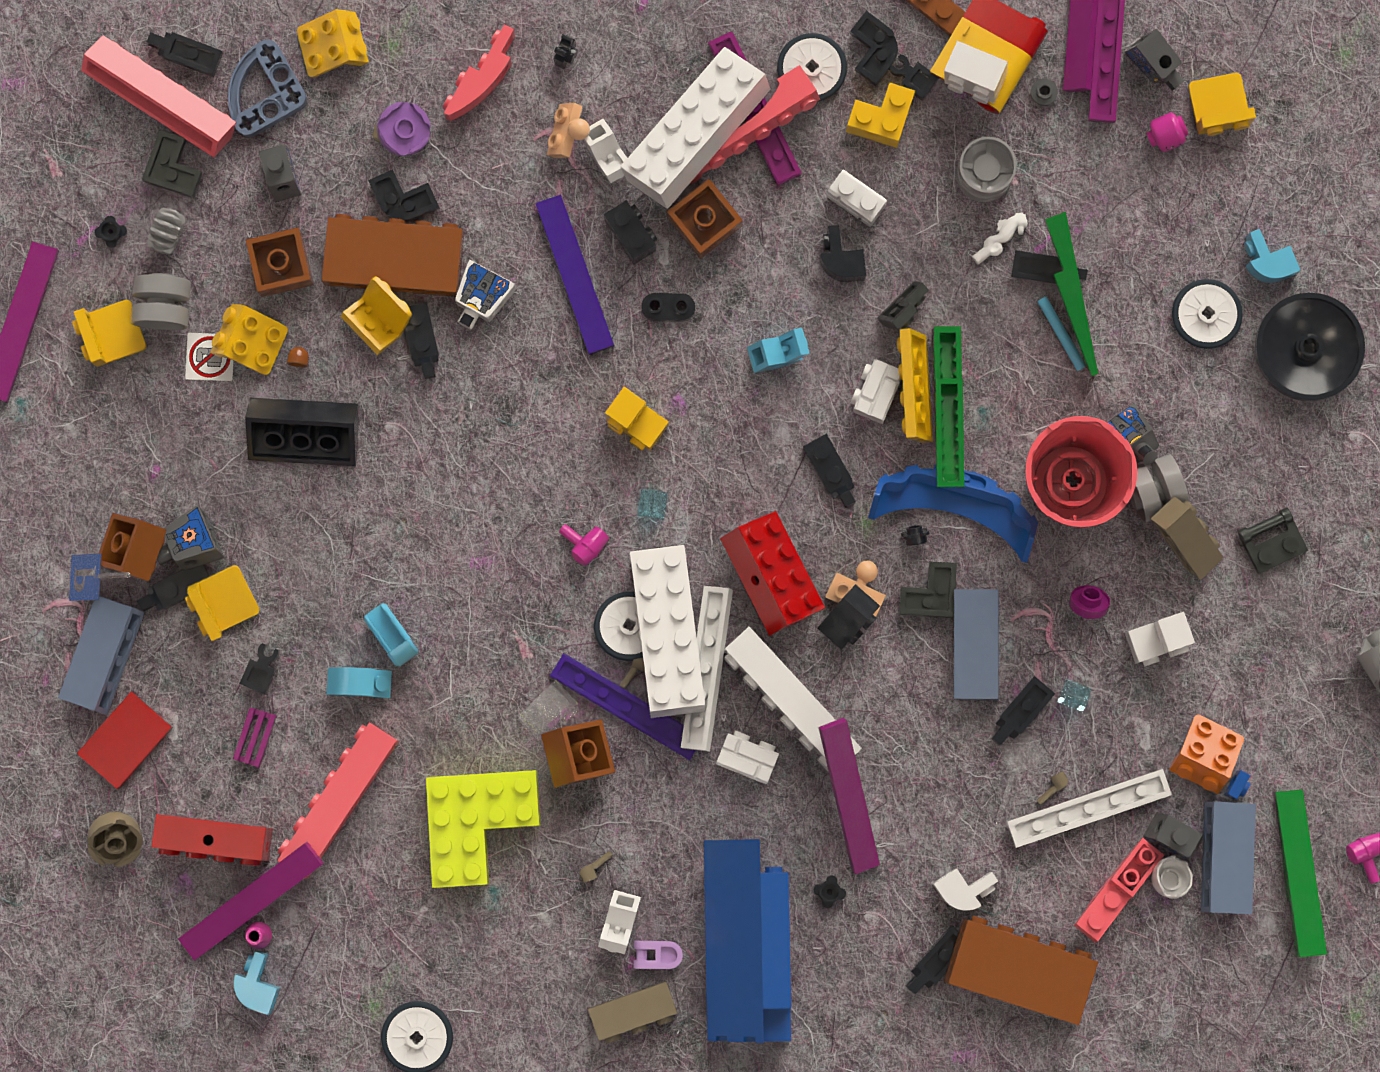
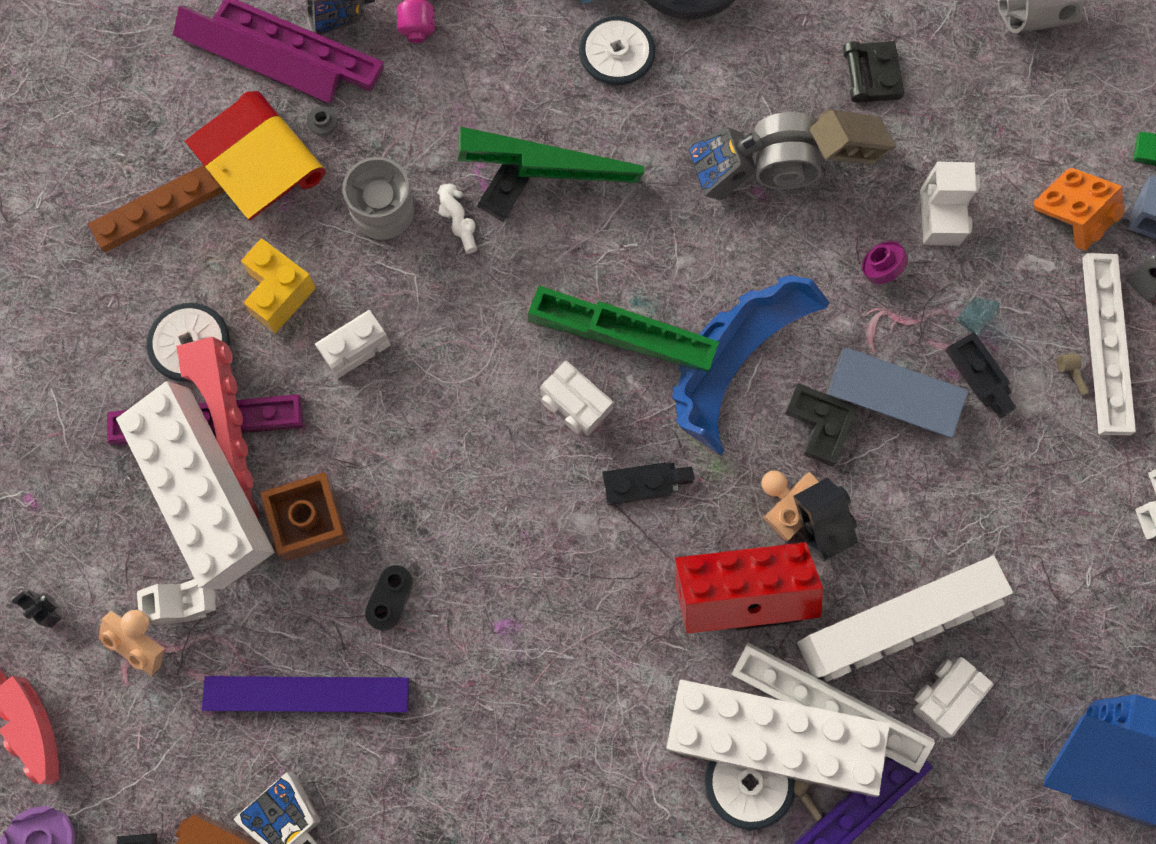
camera: 75 degrees left, 10 degrees down
(585, 547) = (638, 798): dark pink piece -> none
(630, 232) = (283, 609): black brick -> none
(634, 418) = (507, 683): yellow brick -> none
(652, 504) = (613, 701): clear light blue slope -> none
(778, 351) = (490, 488): medium azure brick -> none
(837, 892) = (1141, 657): black plate -> none
(839, 264) = (419, 387): black brick -> none
(849, 795) = (1040, 590): magenta tile -> none
(881, 46) = (196, 260): black plate -> none
(901, 310) = (495, 336): pearl dark grey plate -> none
(915, 535) = (751, 416): black plate -> none
(916, 77) = (246, 238): black plate -> none
(916, 385) = (574, 352): yellow plate -> none
(975, 73) = (269, 162): white brick -> none
(1061, 333) = (584, 193): medium azure bar -> none
(1095, 457) = (764, 189): coral cone -> none
(1238, 785) = (1130, 186): blue plate -> none

